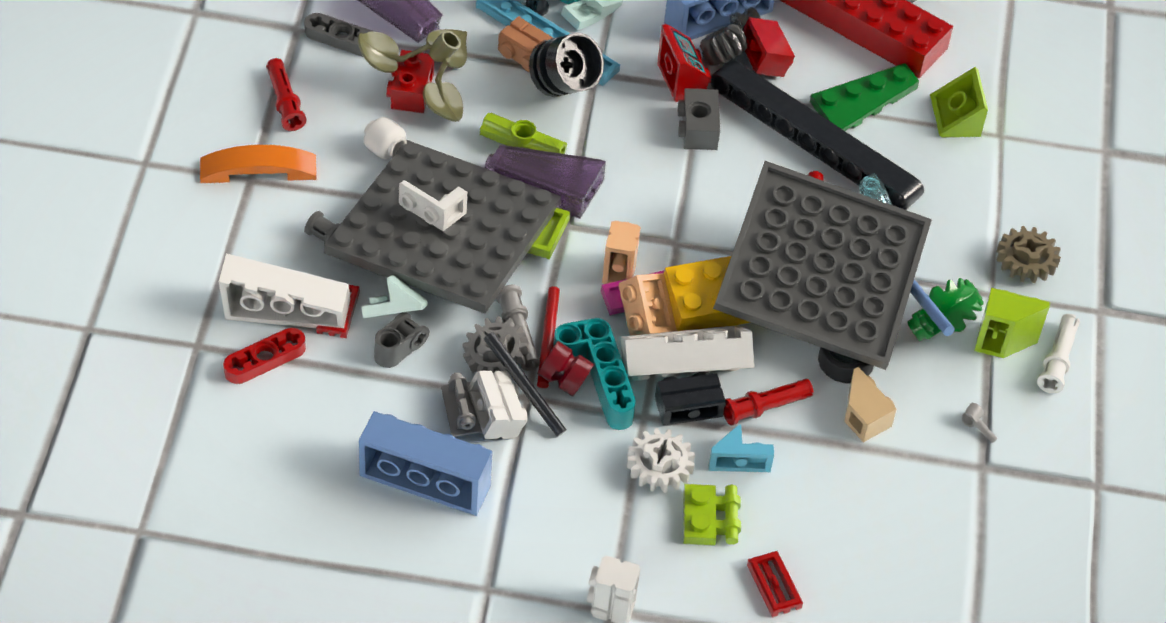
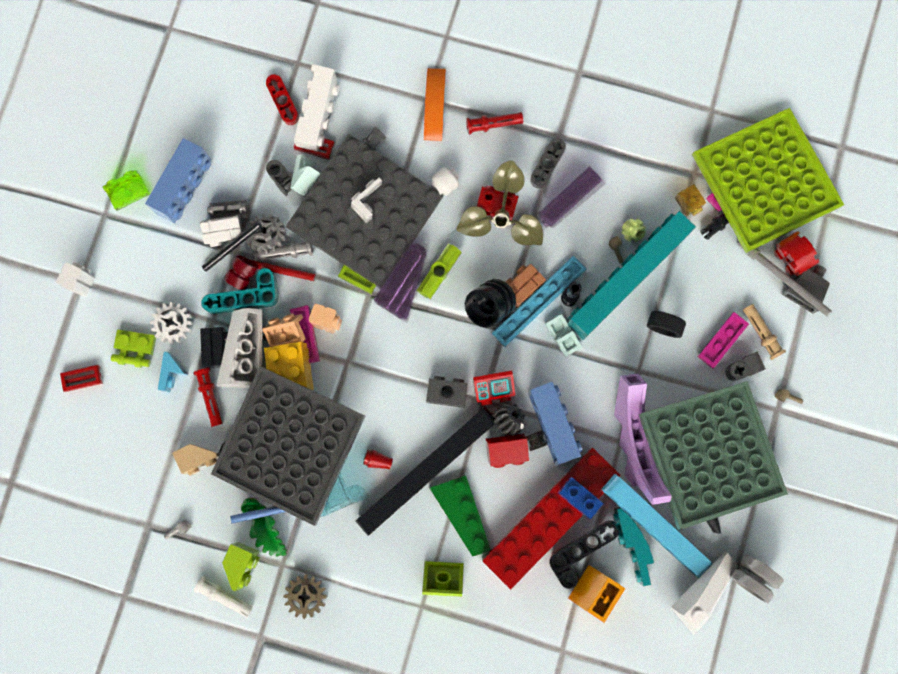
camera: 105 degrees right, 30 degrees up
(444, 554) = (126, 189): none -> clear neon green bracket

